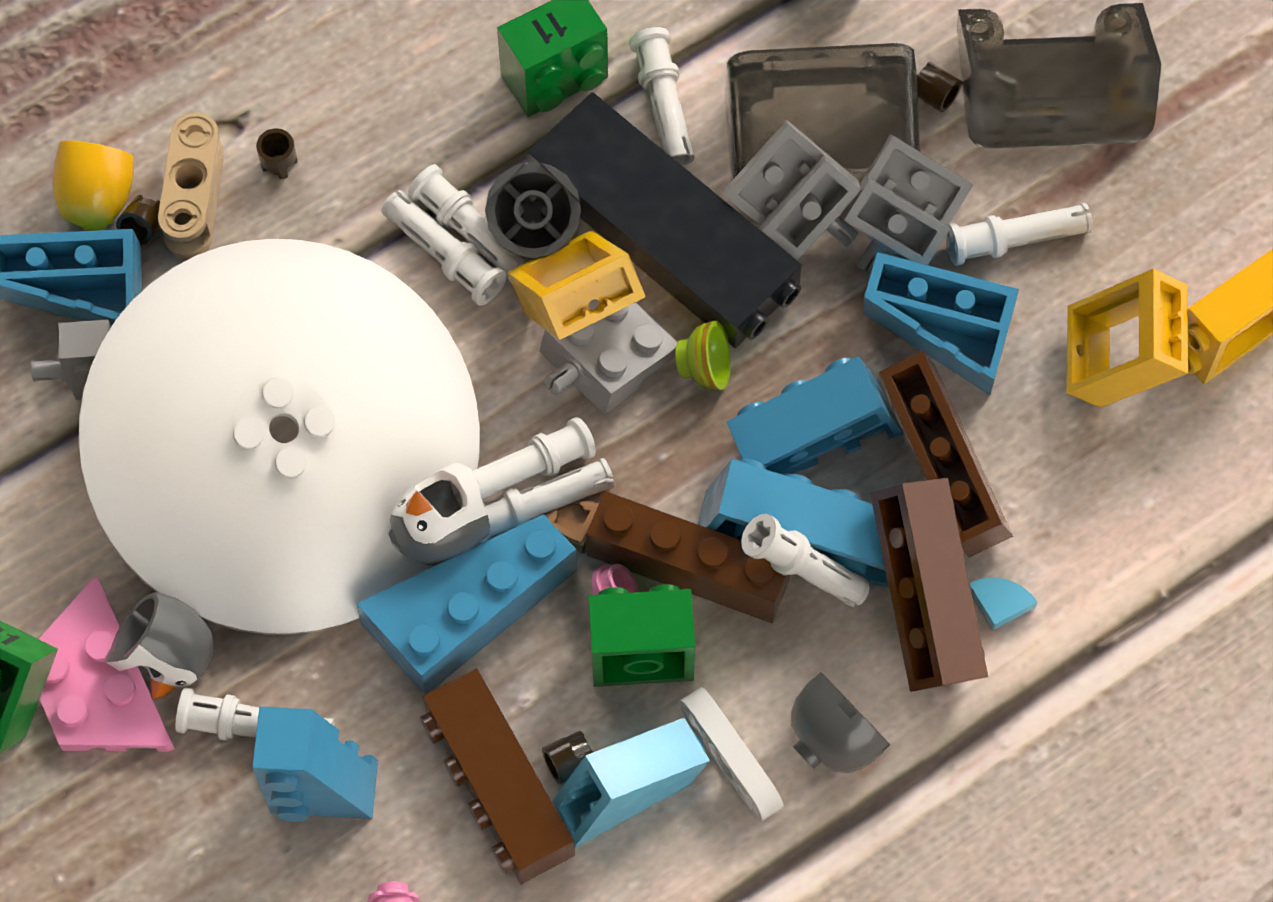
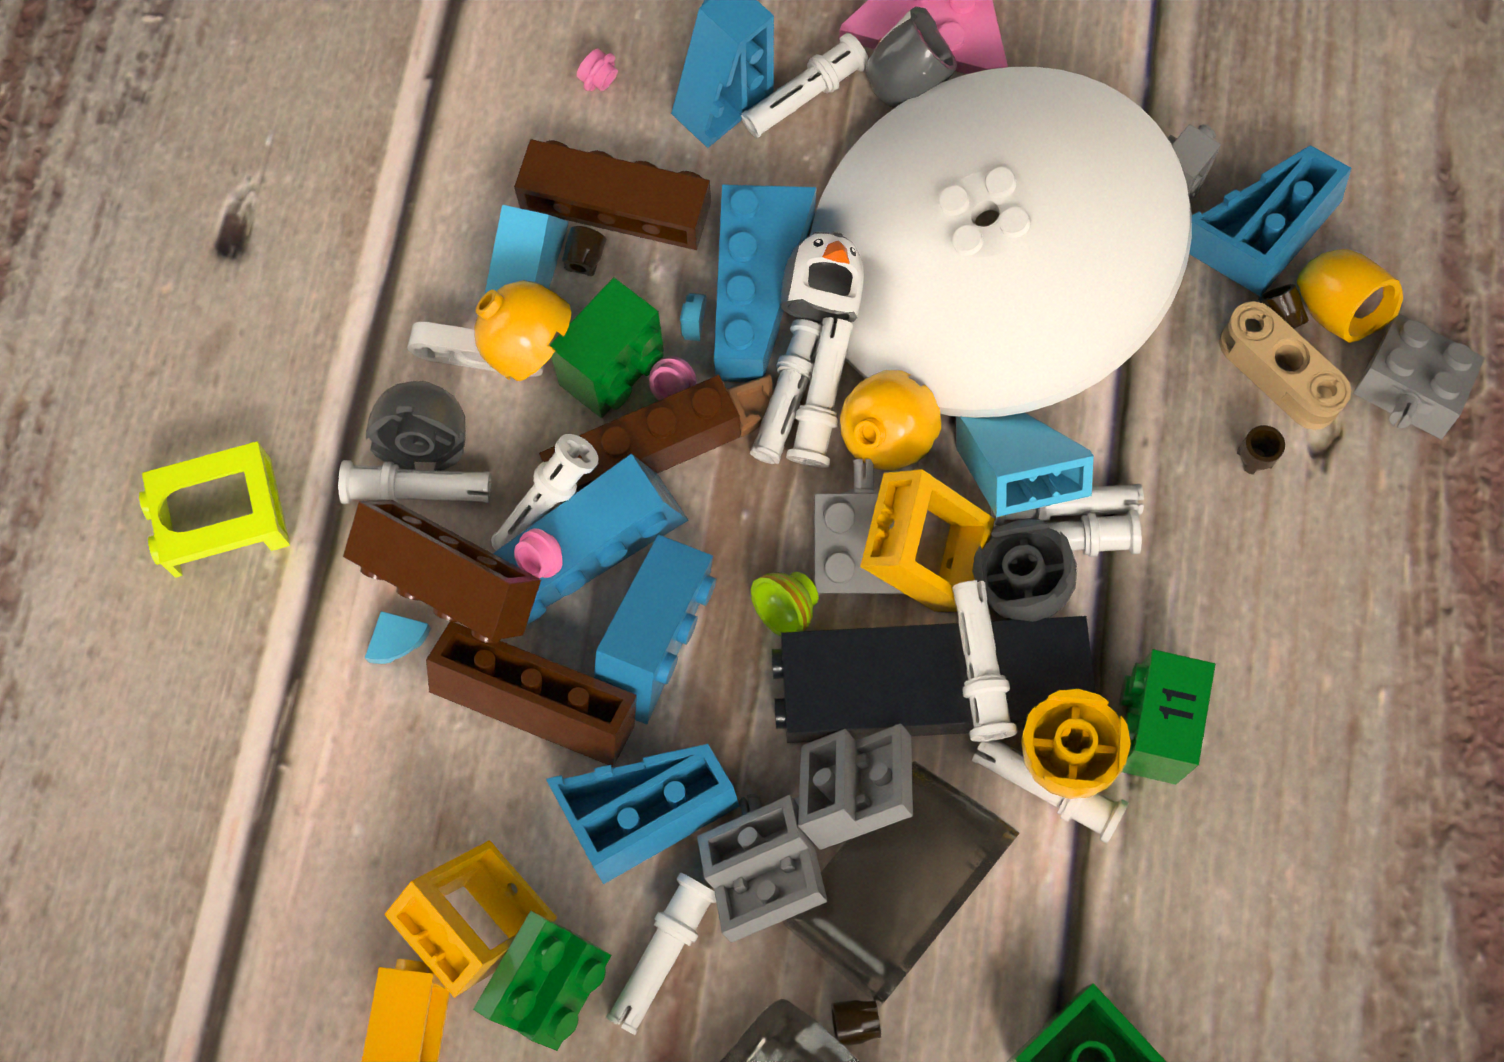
camera: 135 degrees right, 5 degrees up
(117, 94) = (1419, 377): none -> light grey plate
(455, 273) = (1023, 462): none -> medium azure slope
(504, 393) = (890, 420): none -> yellow cylinder
(541, 623) = (693, 316): none -> medium azure tile
(634, 75) = (1075, 744): none -> yellow cylinder
(646, 162) = (985, 685): none -> white pin
(698, 681) = (518, 326): none -> yellow cylinder
(853, 511) = (538, 554): none -> bright pink plate
(897, 711) = (392, 483): none -> white pin
(1071, 864) = (263, 524): none -> neon yellow panel
(1104, 266) = (543, 982): none -> green plate

